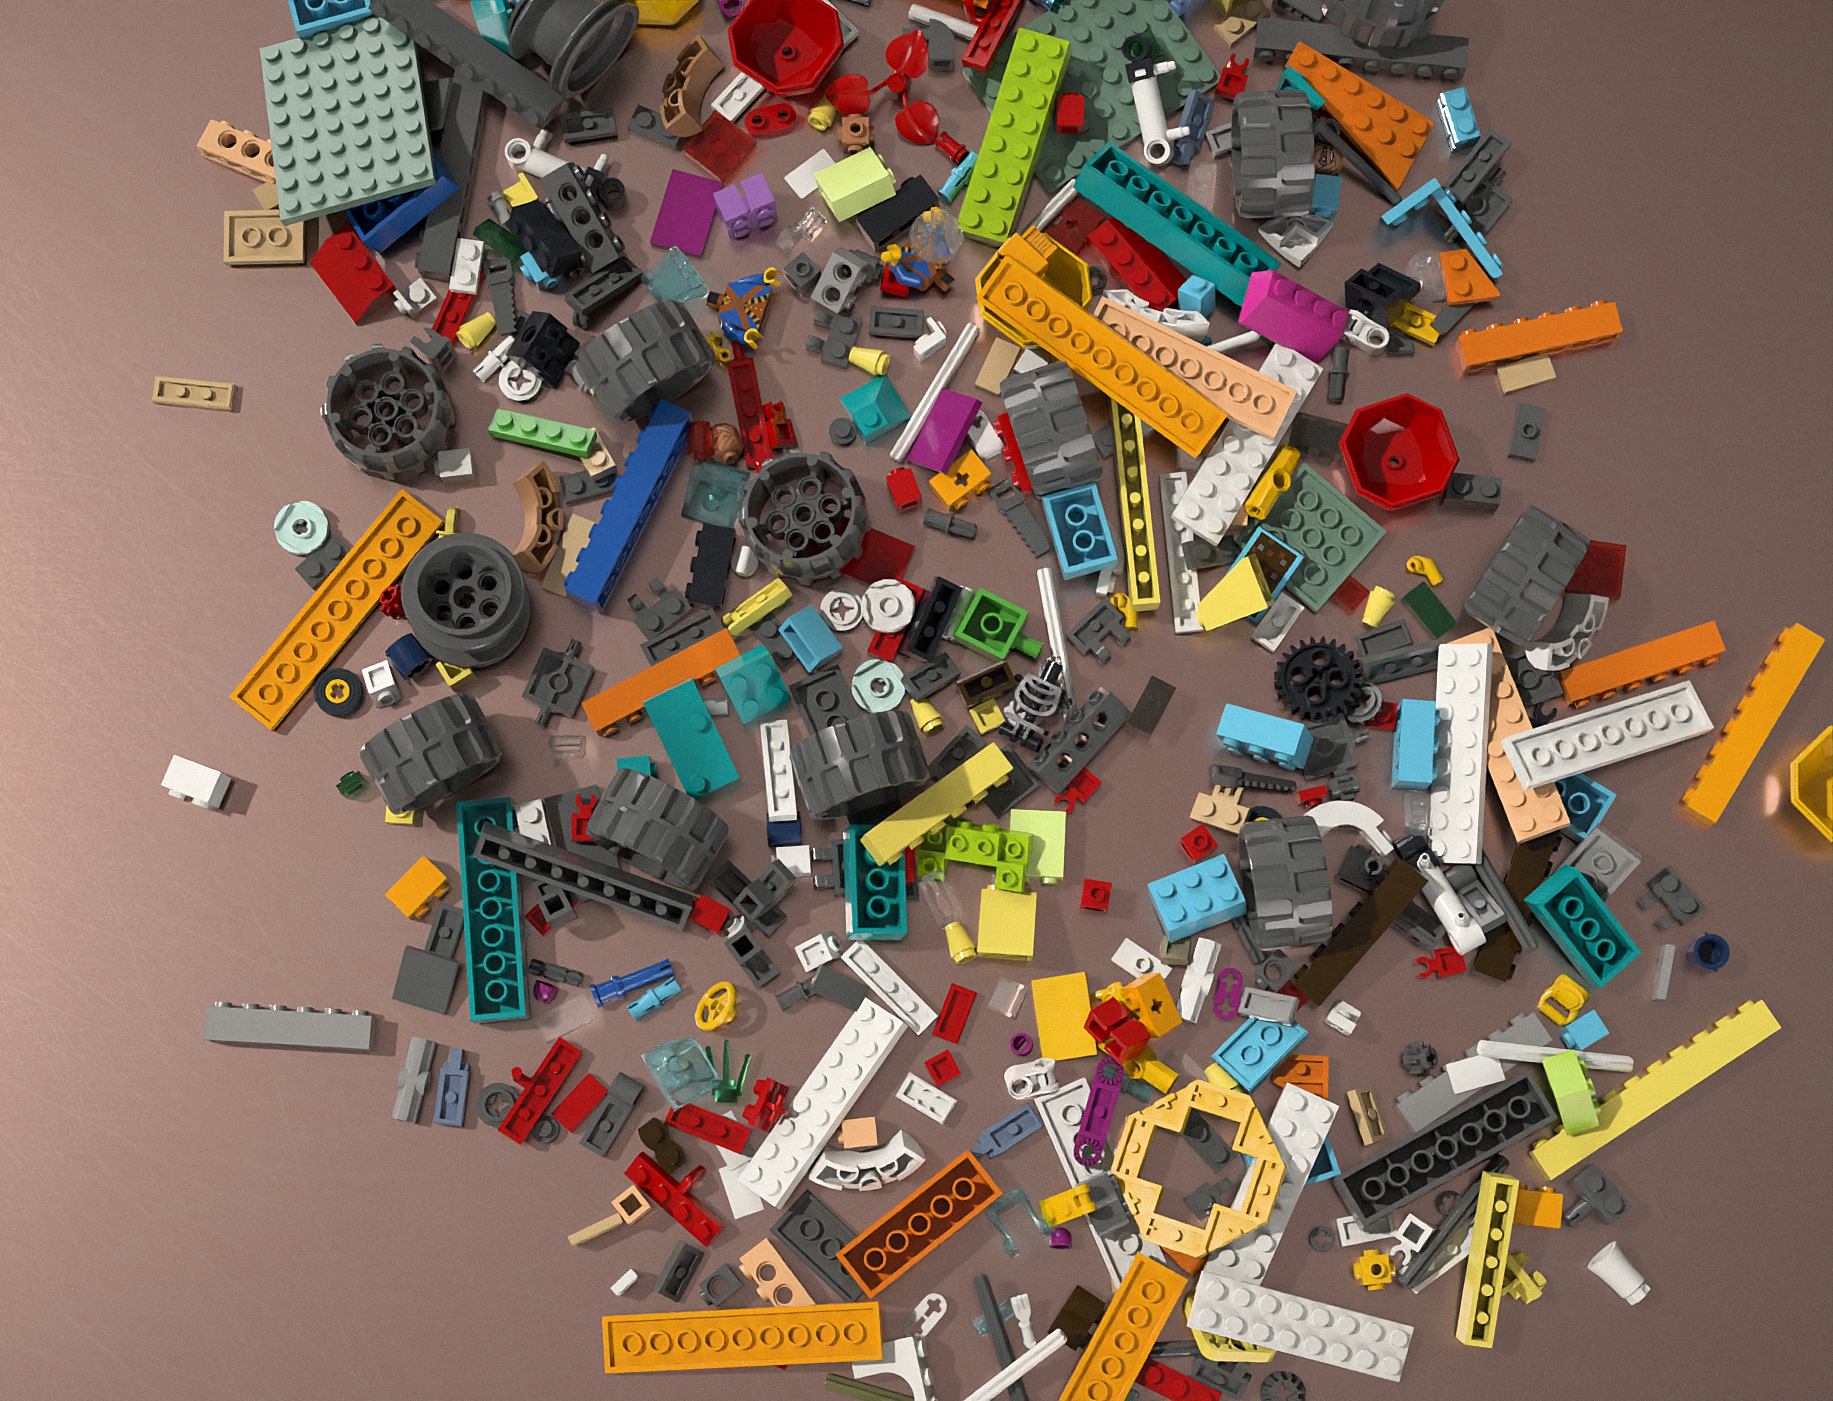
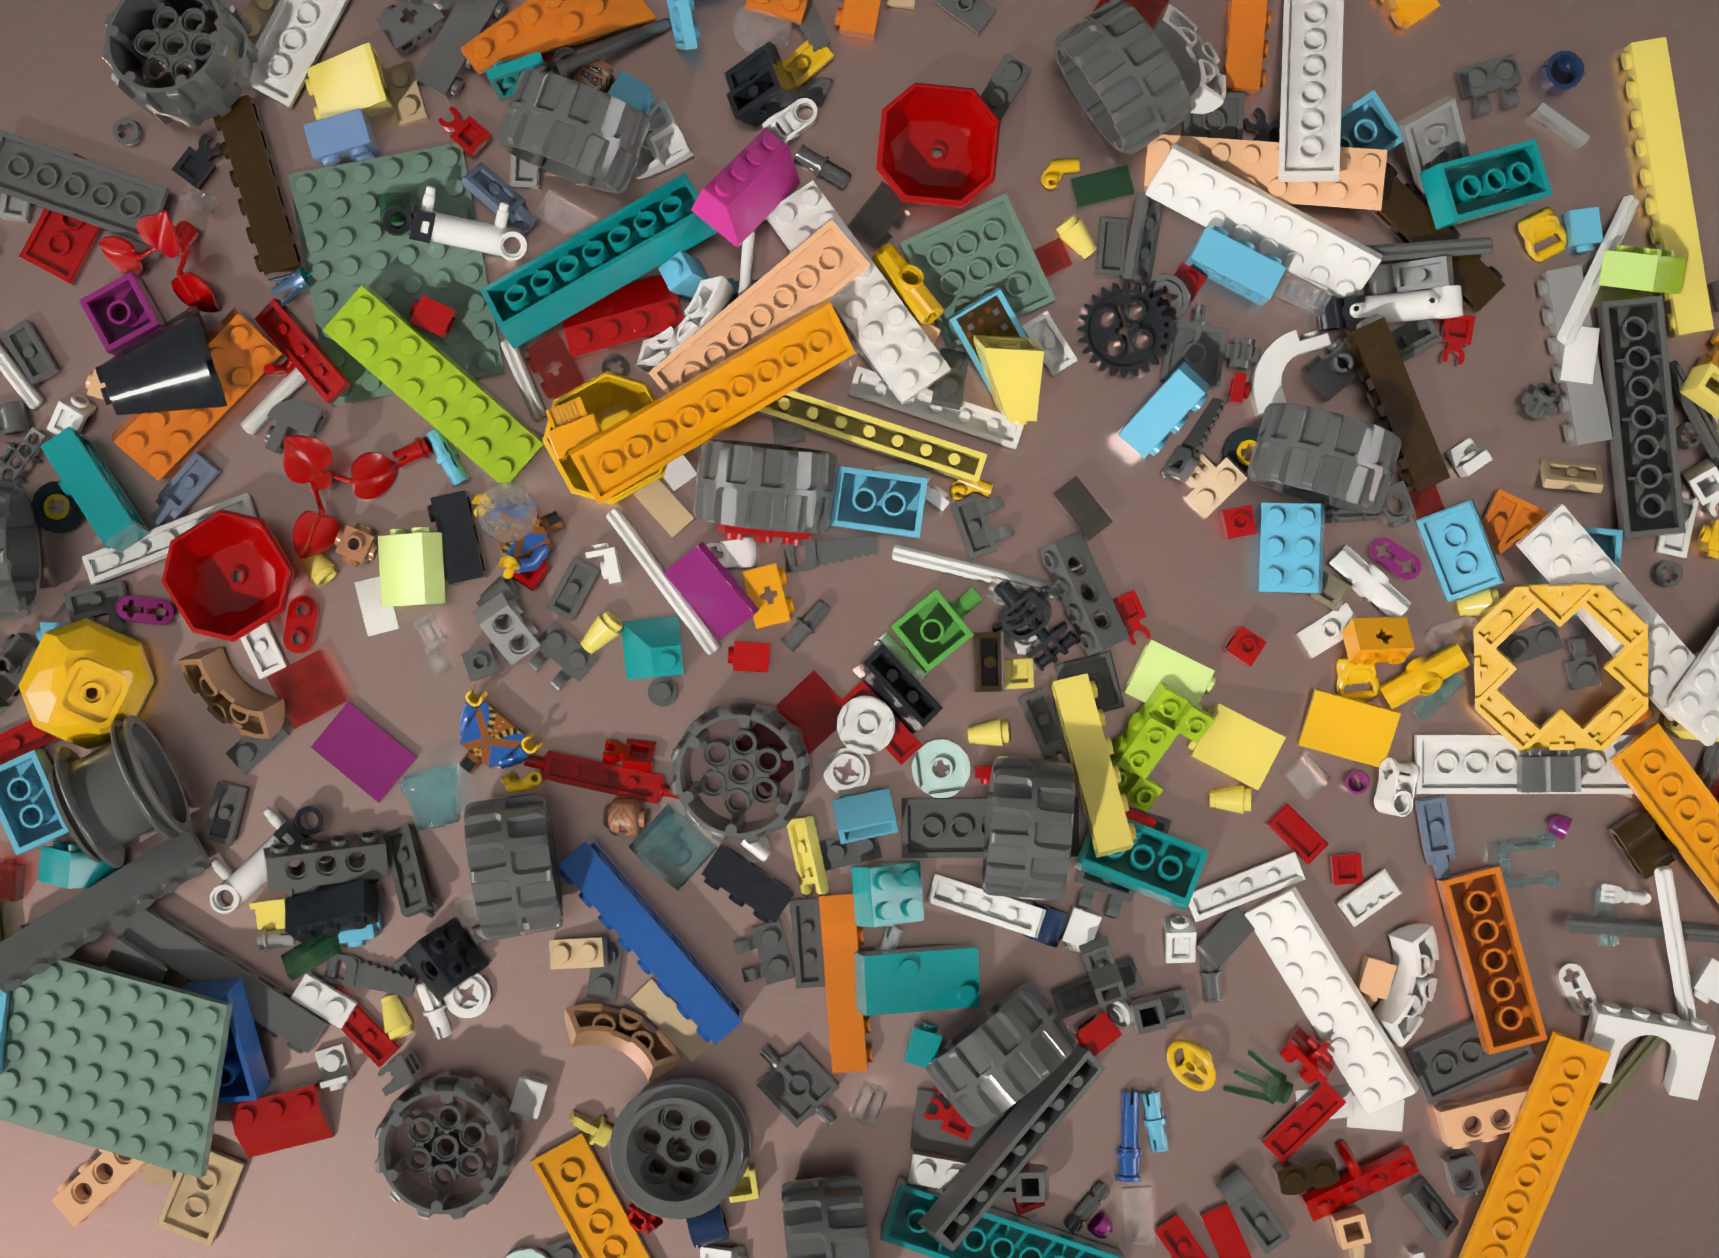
camera: 70 degrees left, 10 degrees up
(542, 433) = (535, 996): plate -> none
(680, 1070) = (1241, 1126): clear light blue slope -> none
(700, 441) = (616, 842): clear red brick -> none
(745, 213) = (389, 690): medium lavender piece -> none
(930, 677) = (955, 713): dark grey plate -> none
(949, 917) = (1201, 798): clear tile -> none
(1067, 1205) = (1537, 808): yellow plate -> none
(1098, 1112) = (1458, 737): magenta plate -> none
(1113, 1021) = (1376, 687): red piece -> none
(1268, 1006) = (1426, 525): light grey tile -> none

